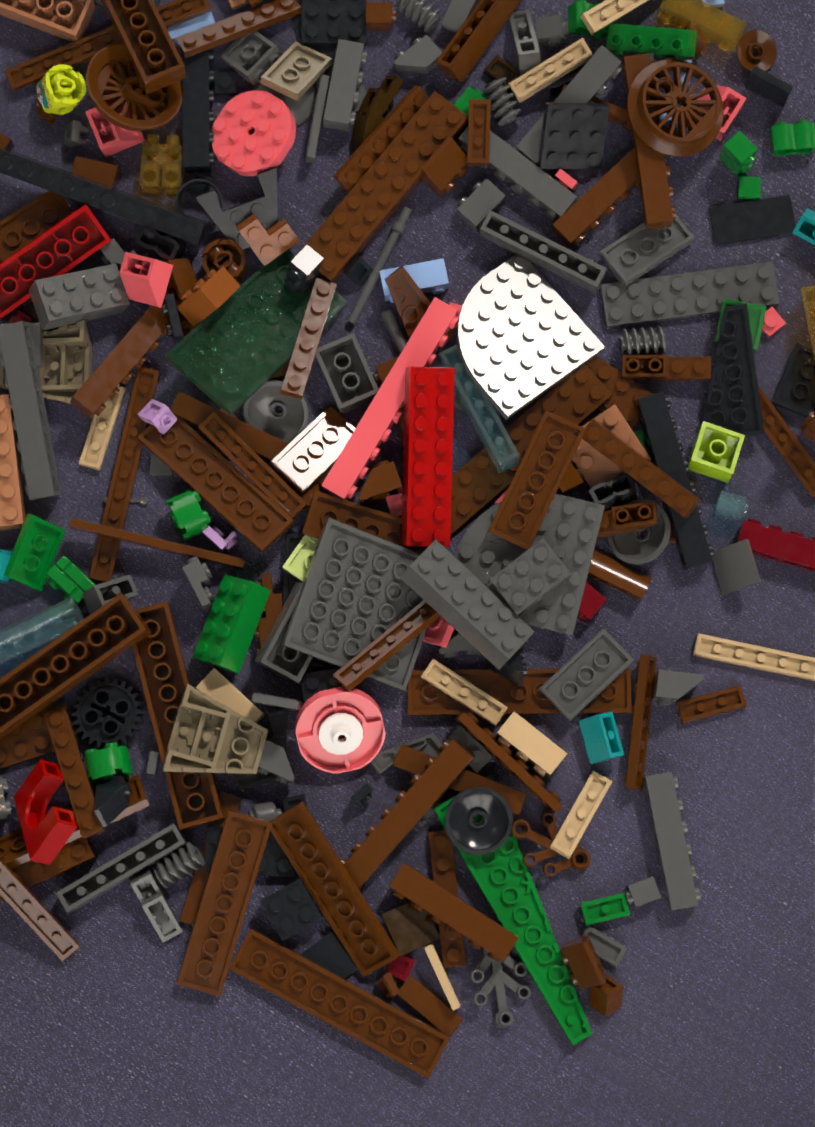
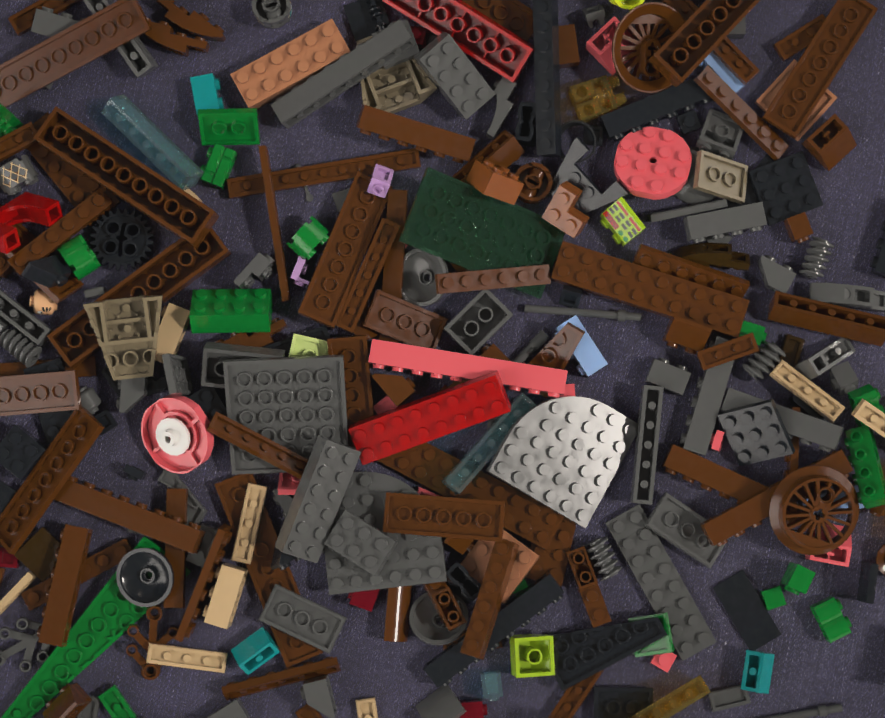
camera: 65 degrees right, 5 degrees up
(101, 432) = (351, 140): tan tile -> none
(105, 592) = (217, 201): dark grey brick -> none
(140, 823) = (42, 303): none -> light nougat head
(145, 278) = (489, 124): coral slope -> none
(173, 327) = (472, 154): black plate -> none
(302, 187) = (622, 222): none -> lime slope
(303, 270) = (549, 251): black brick -> none

